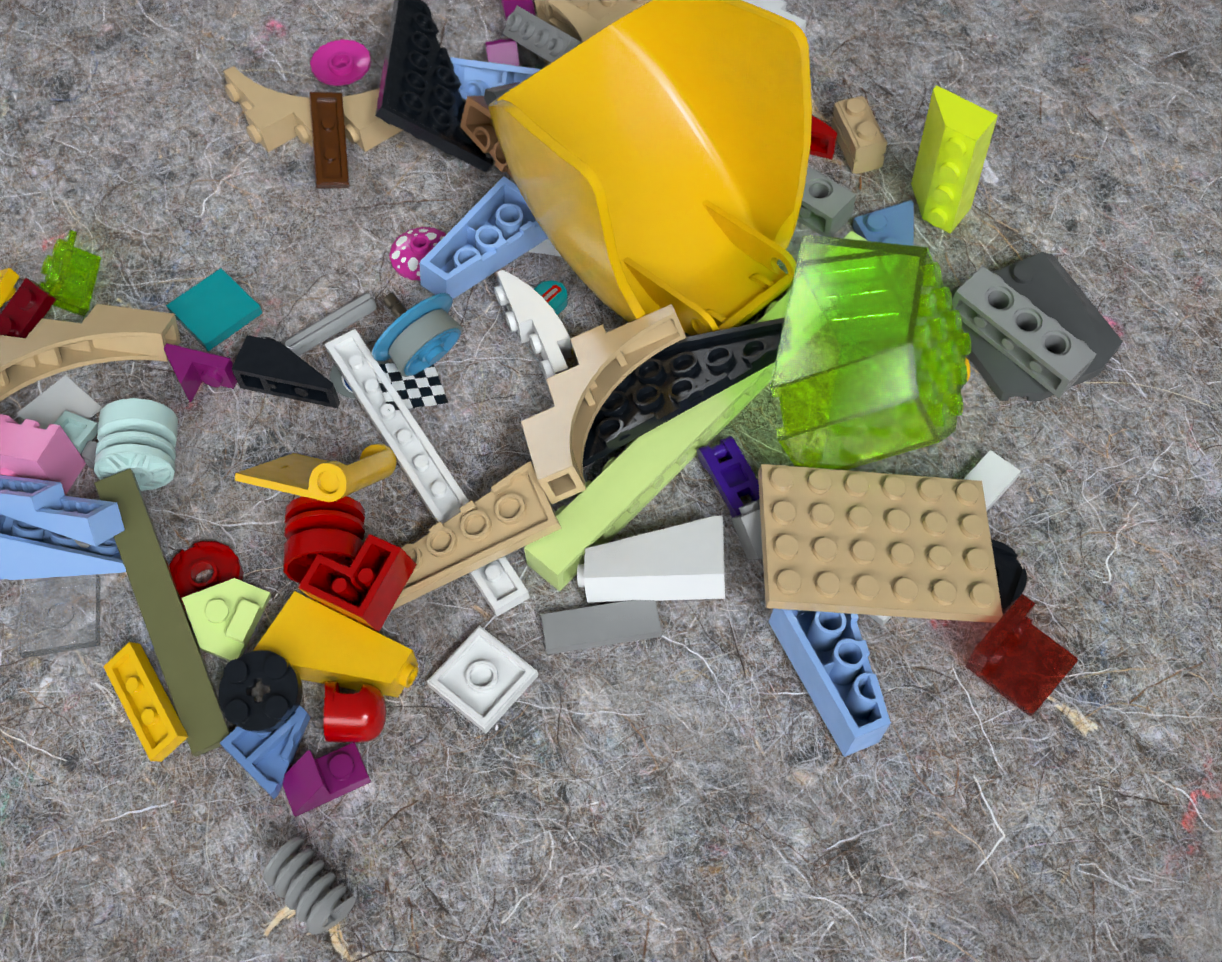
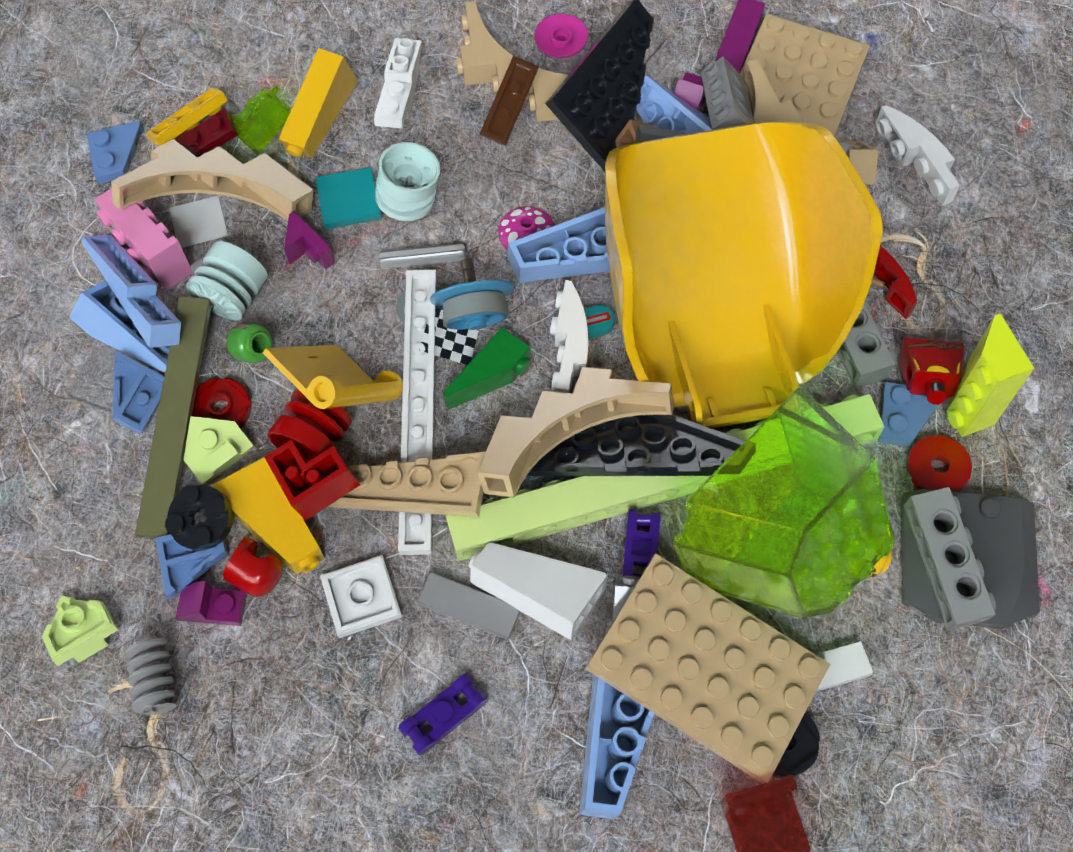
camera: 30 degrees right, 5 degrees up
(78, 429) = (194, 244): light aqua plate -> none
(99, 609) = (134, 393): none -> medium blue wing
(124, 232) = (317, 103): none -> yellow slope
(145, 702) = (126, 478): yellow plate -> none
(189, 887) = (78, 629): none -> yellowish green plate
(199, 176) = (399, 83): none -> white slope
(199, 494) = (248, 342): none -> bright green head
(272, 258) = (407, 181): none -> light aqua wheel
(276, 370) = (356, 268): black slope -> none
(475, 392) = (490, 369): none -> green slope
(645, 742) = (443, 714): none -> dark purple plate
(858, 135) = (938, 308): tan brick -> none
(887, 183) = (931, 367): none -> red torso
(958, 252) = (942, 449): none -> red tile

